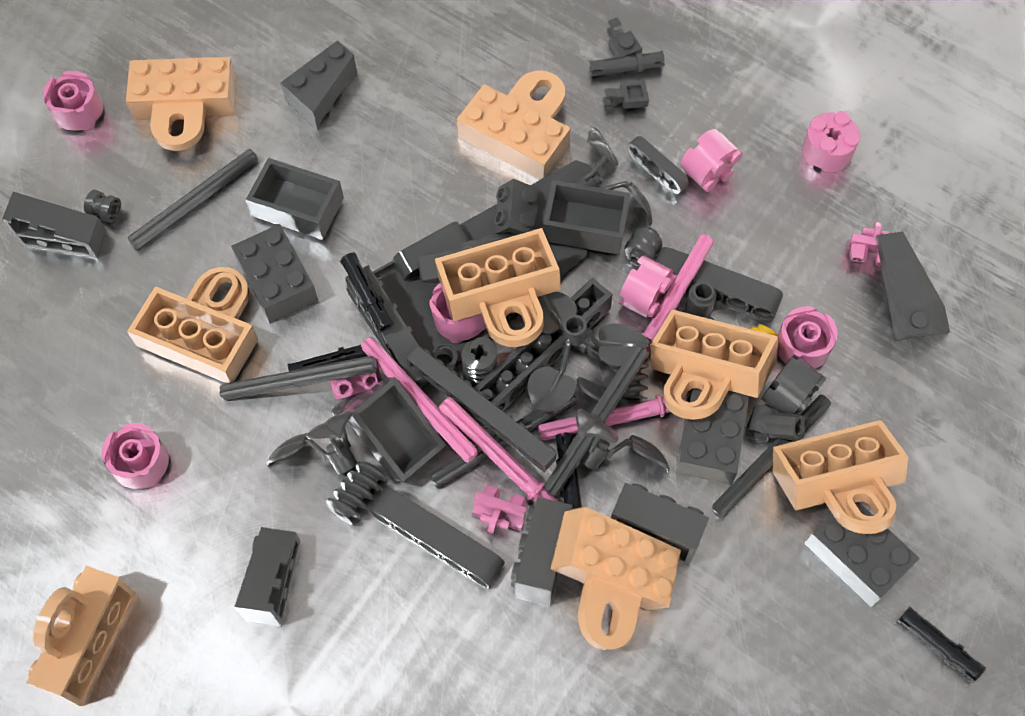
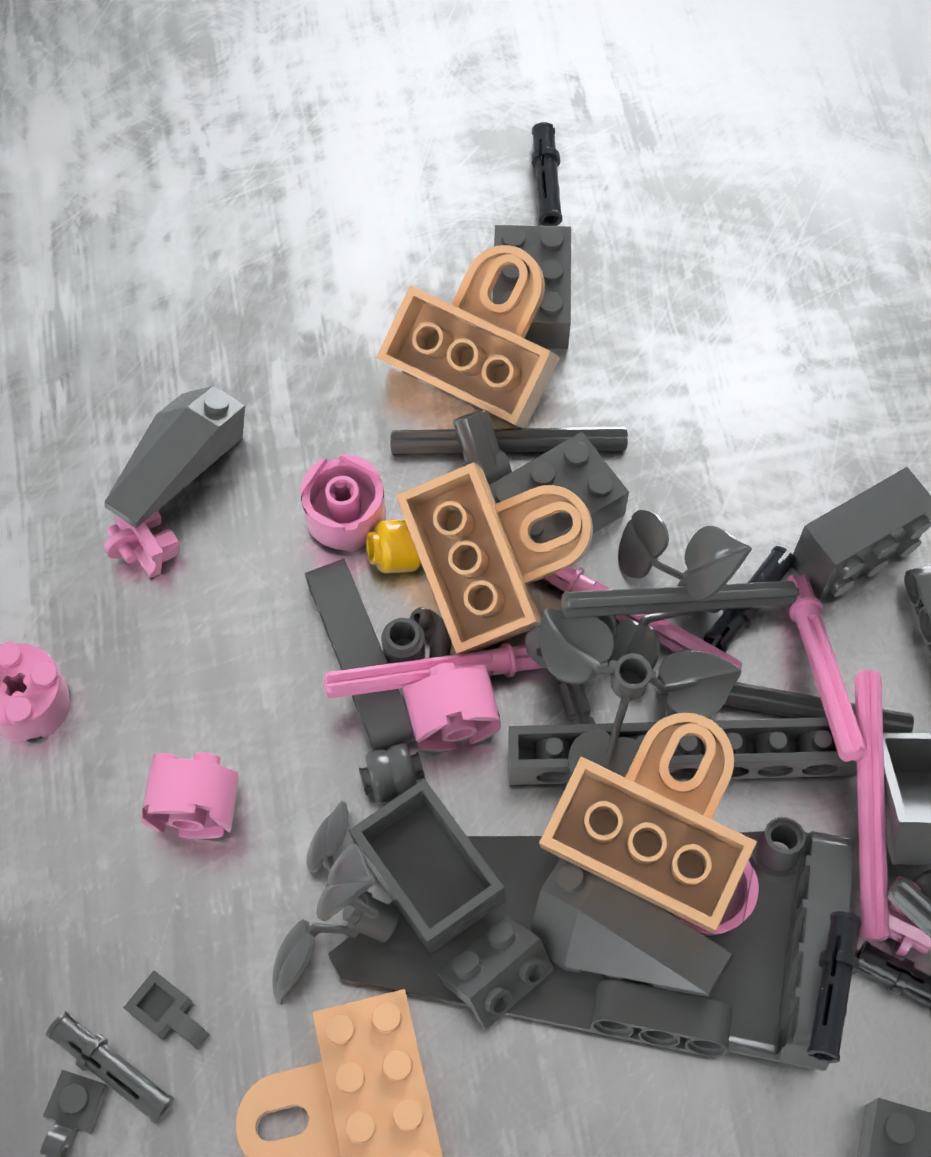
camera: 135 degrees left, 0 degrees up
(478, 359) = (748, 794): dark grey piece -> none
(481, 409) = (808, 727): dark grey piece -> none
(498, 511) = (872, 644): bright pink hips -> none
(616, 569) = (819, 449): light nougat brick -> none
(658, 165) = (249, 869): dark grey beam -> none
(661, 519) = (713, 459): dark grey piece -> none
(793, 387) = (416, 455): dark grey brick -> none

